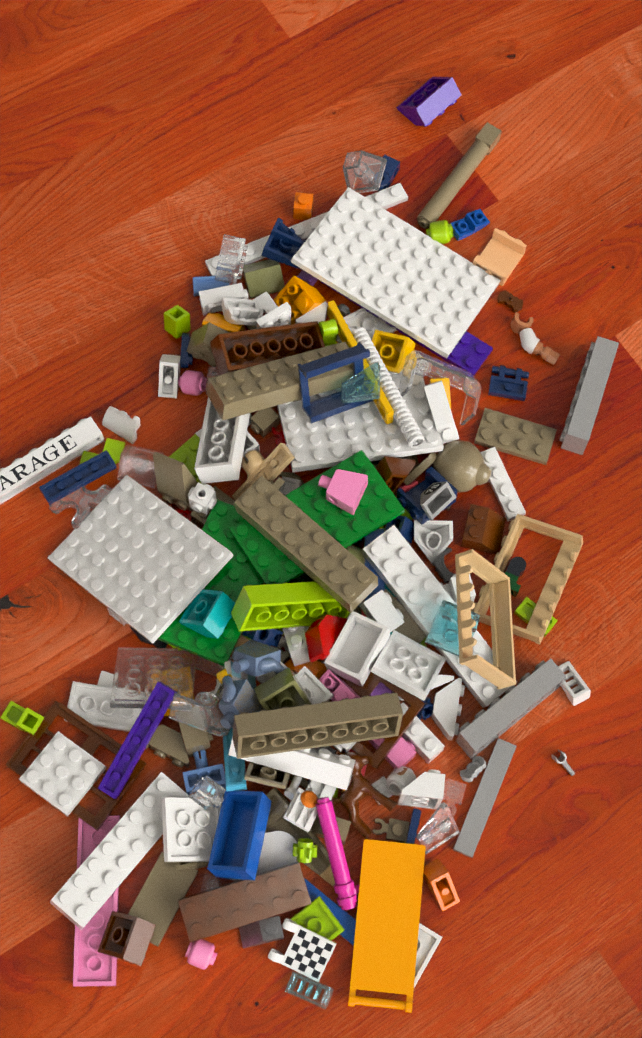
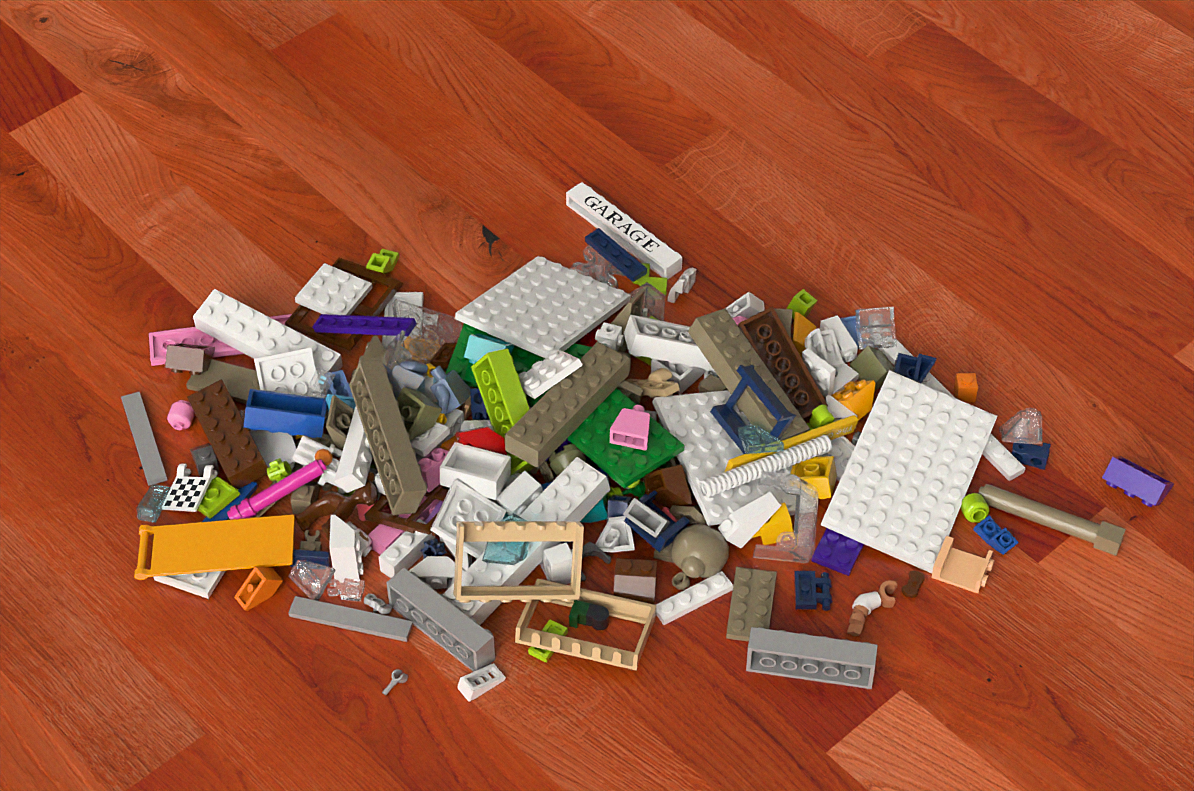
camera: 85 degrees right, 20 degrees down
(187, 662) = (443, 355): none -> reddish brown plate
(218, 998) = (144, 438): none -> light grey tile
(263, 555) = (548, 372): none -> white plate
(485, 493) = (681, 585): none -> dark tan hinge

